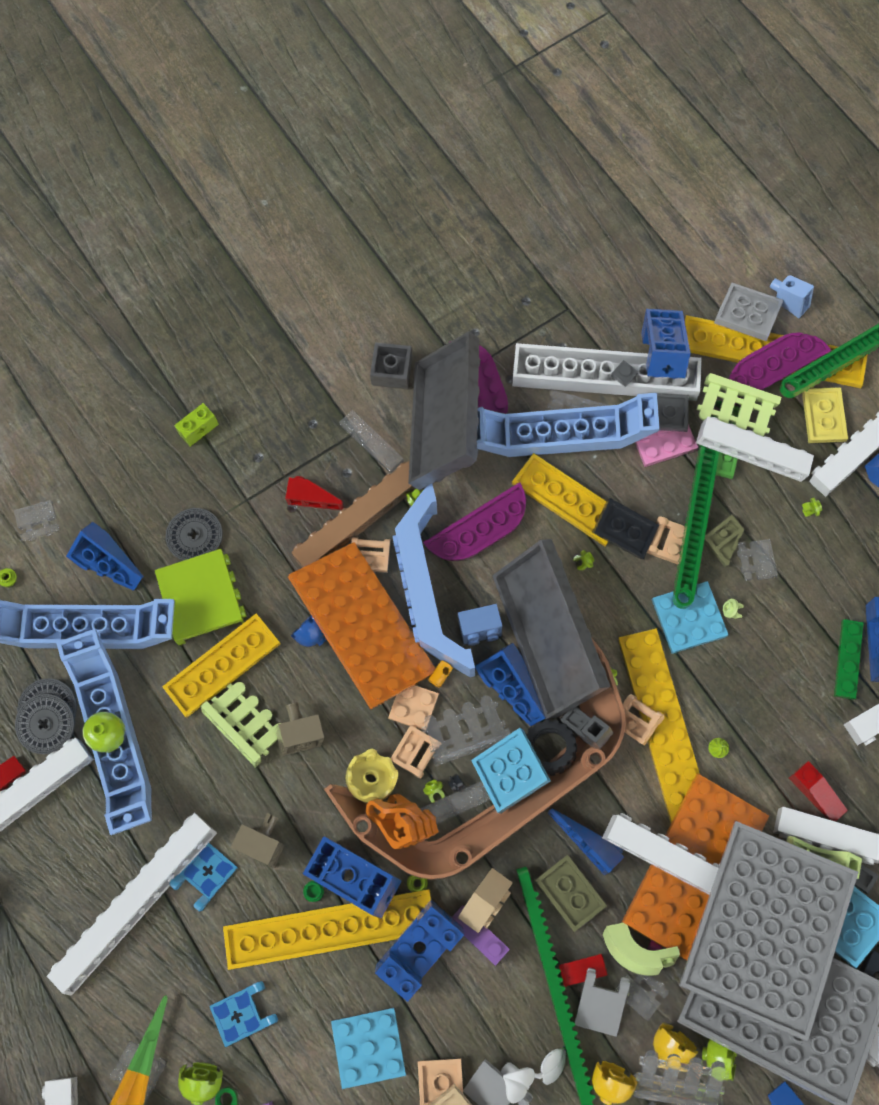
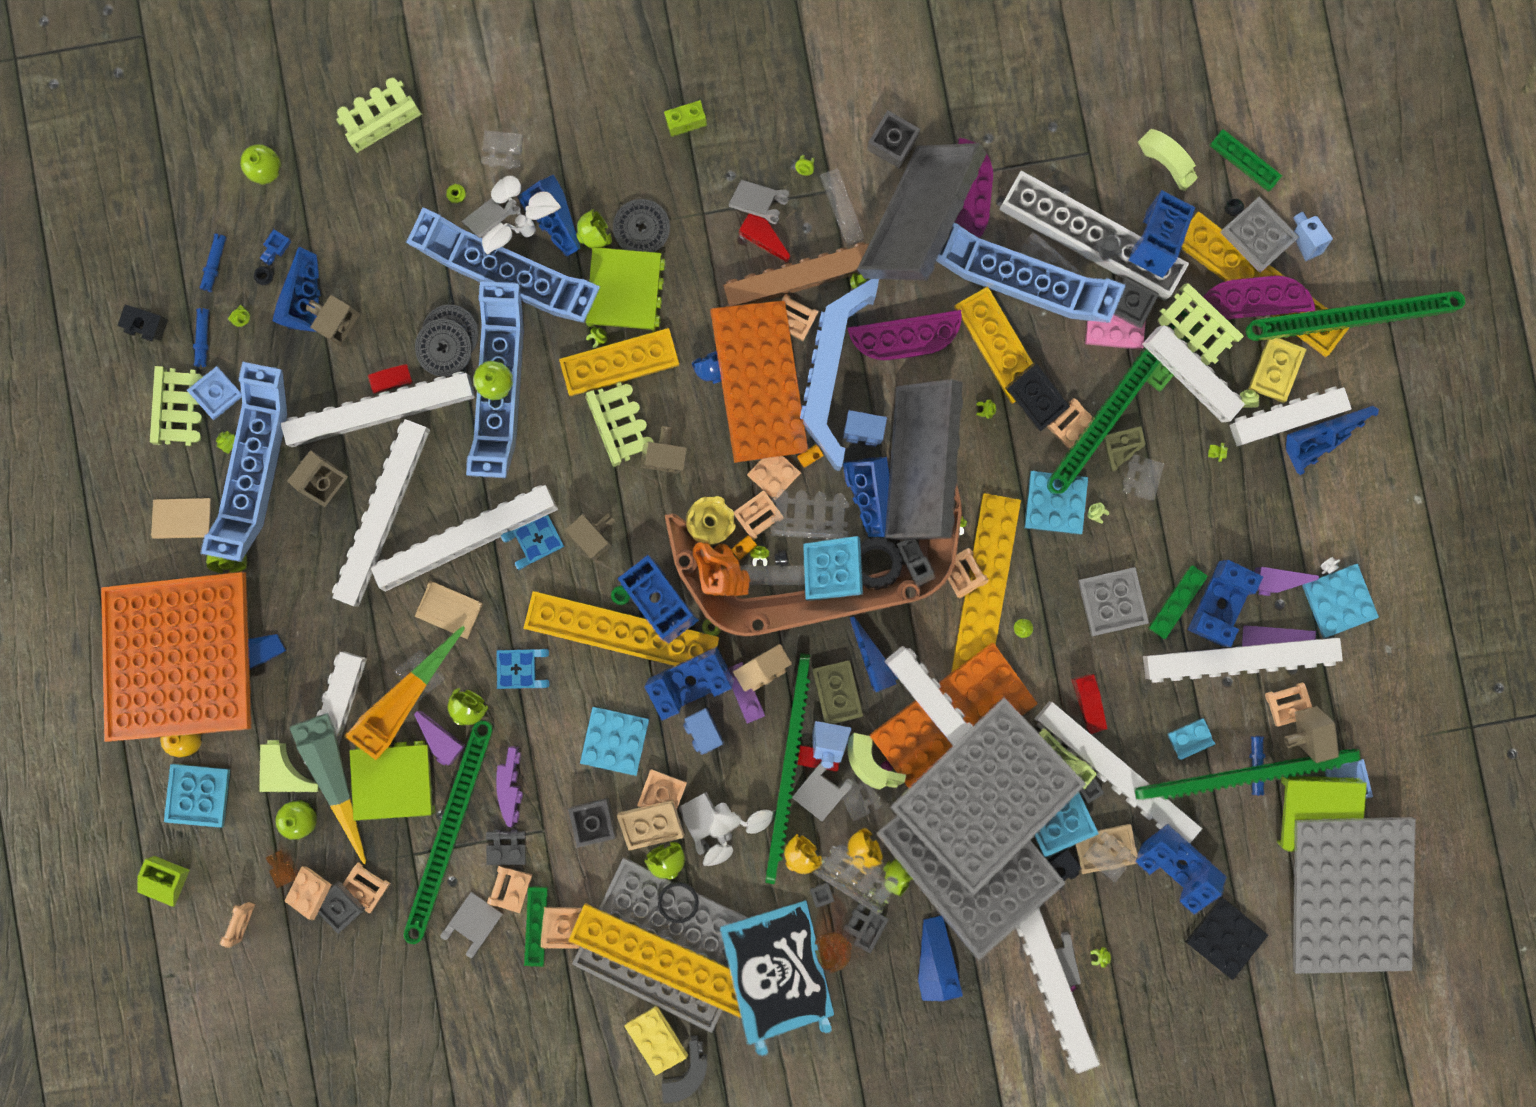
camera: 20 degrees right, 15 degrees up
(39, 917) = (381, 513): none -> white brick
(45, 581) = (489, 216): none -> light grey flag
(87, 551) = (539, 206): none -> white plant
(143, 985) = (448, 609): none -> tan piece
(149, 555) = (592, 230): none -> lime cylinder
(192, 648) = (599, 335): none -> lime plate
(292, 466) = (757, 200): none -> light grey flag
(322, 421) = (804, 166): none -> lime plate
(415, 789) = (744, 547): none -> light orange piece
(455, 994) = (703, 730): none -> medium blue brick
(586, 948) = (829, 742): none -> light blue torso
(639, 278) = (1171, 155): none -> yellowish green arch
(704, 259) = (1245, 160): none -> green plate
(715, 299) = (1234, 207): none -> black plate
(789, 685) = (1113, 601): none -> light grey plate
(815, 449) = (1249, 398): none -> yellowish green plate

